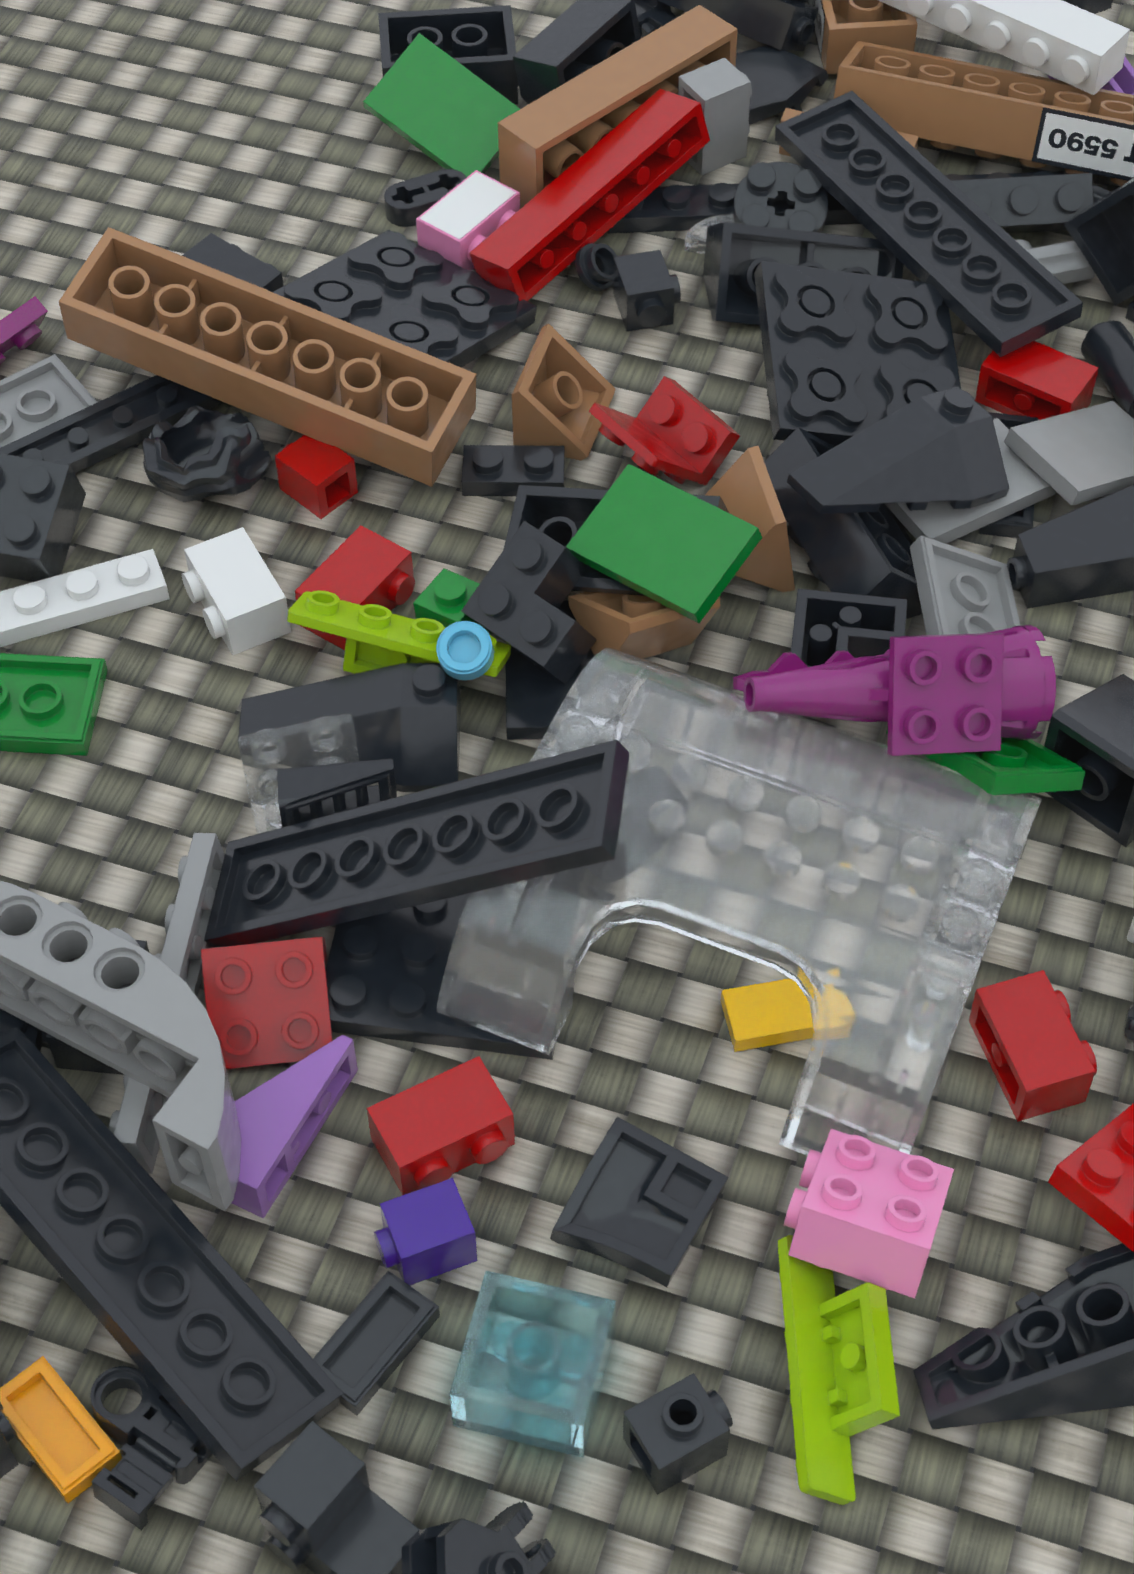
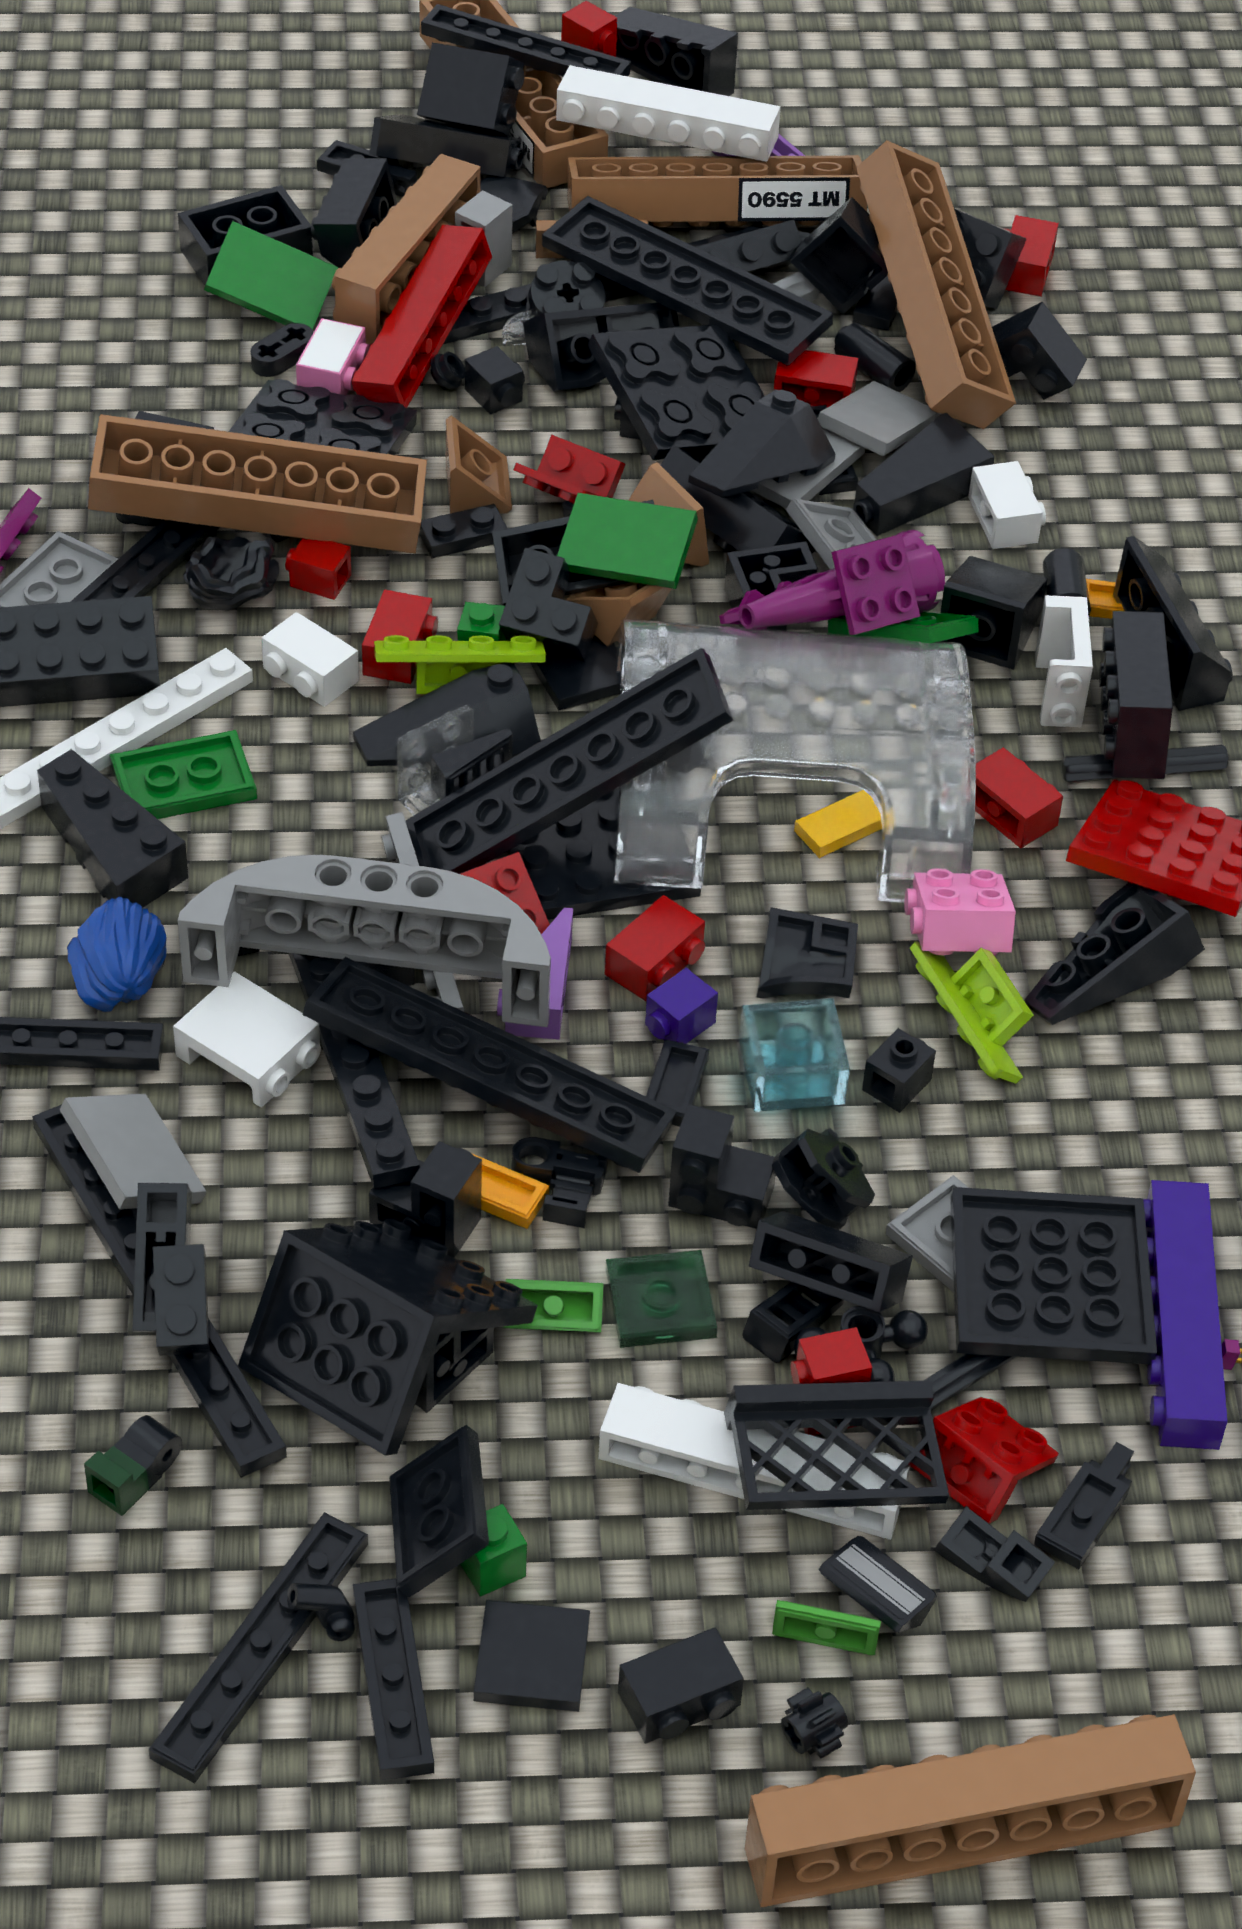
camera: 25 degrees left, 5 degrees down
(465, 650) = (520, 647): medium azure tile -> none

